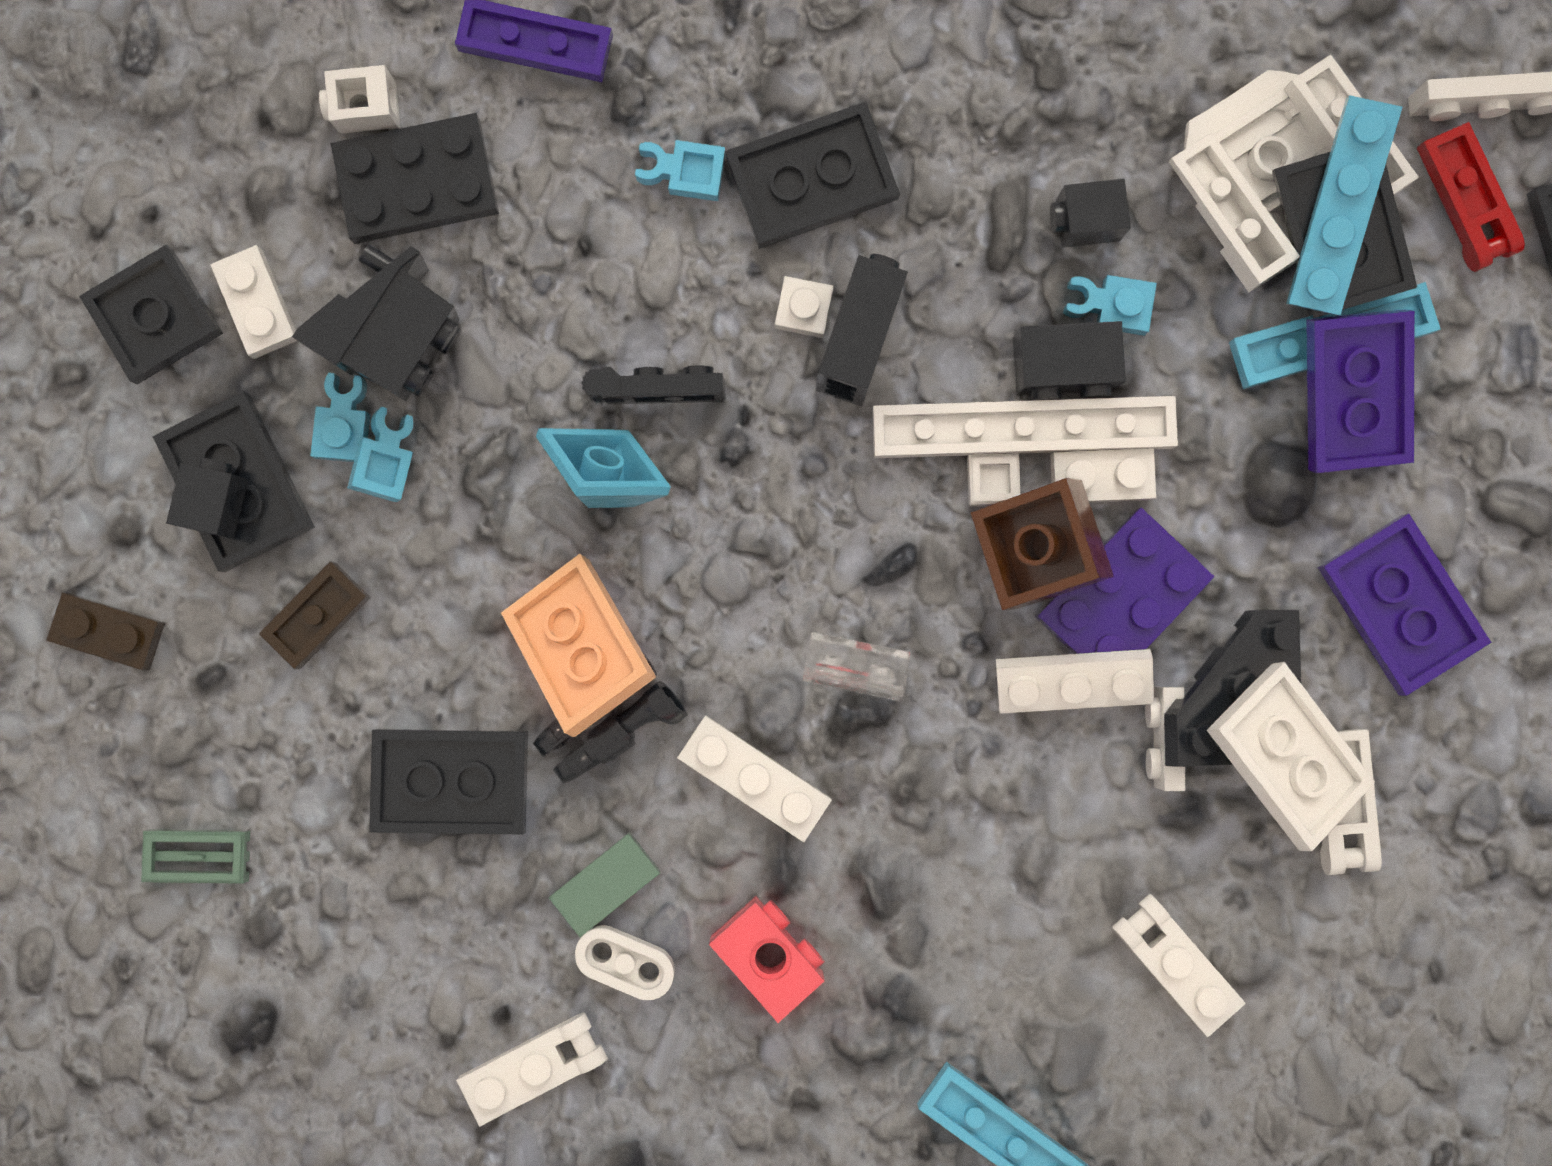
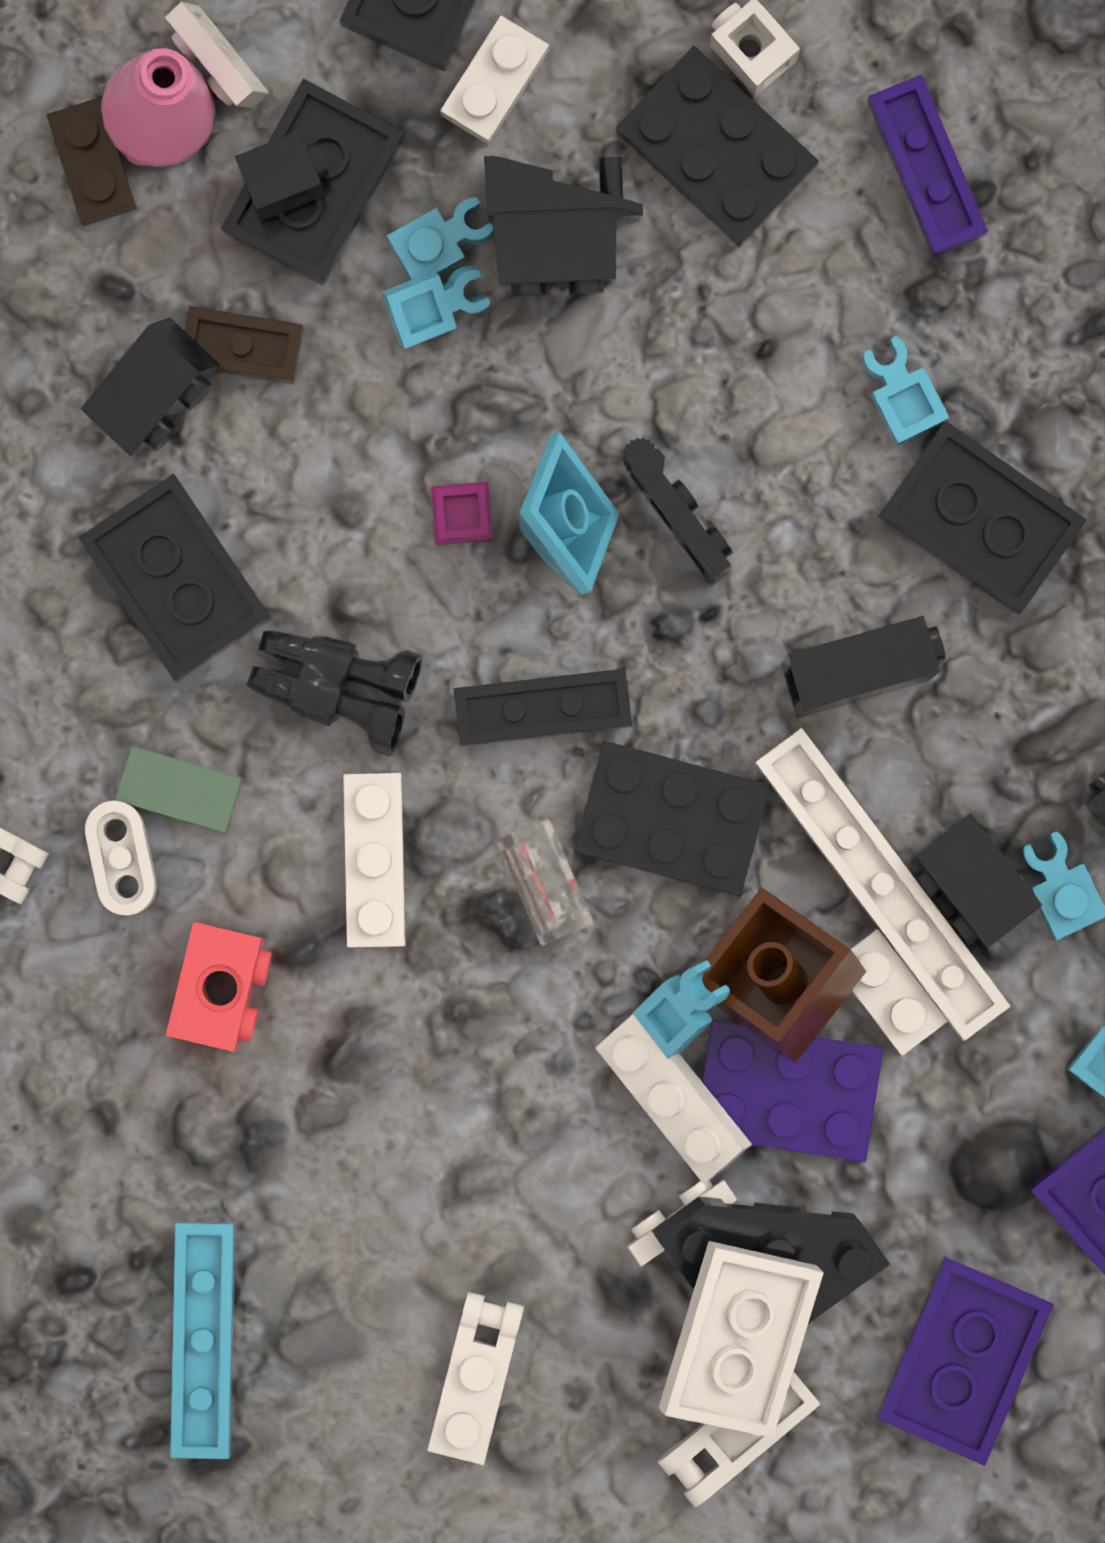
camera: 55 degrees right, 0 degrees up
(72, 491) = (201, 40): none -> white plate
(95, 553) = (156, 122): none -> bright pink cone
(296, 702) = (151, 388): none -> black brick
(548, 541) = (461, 513): none -> magenta tile
(577, 645) = (384, 608): light nougat plate -> none
(729, 580) = (542, 707): none -> black plate
(803, 307) = (852, 597): white plate -> none
(872, 543) = (672, 818): none -> black plate
(992, 478) = (813, 889): white tile -> none
(1019, 633) = (678, 1009): none -> medium azure plate

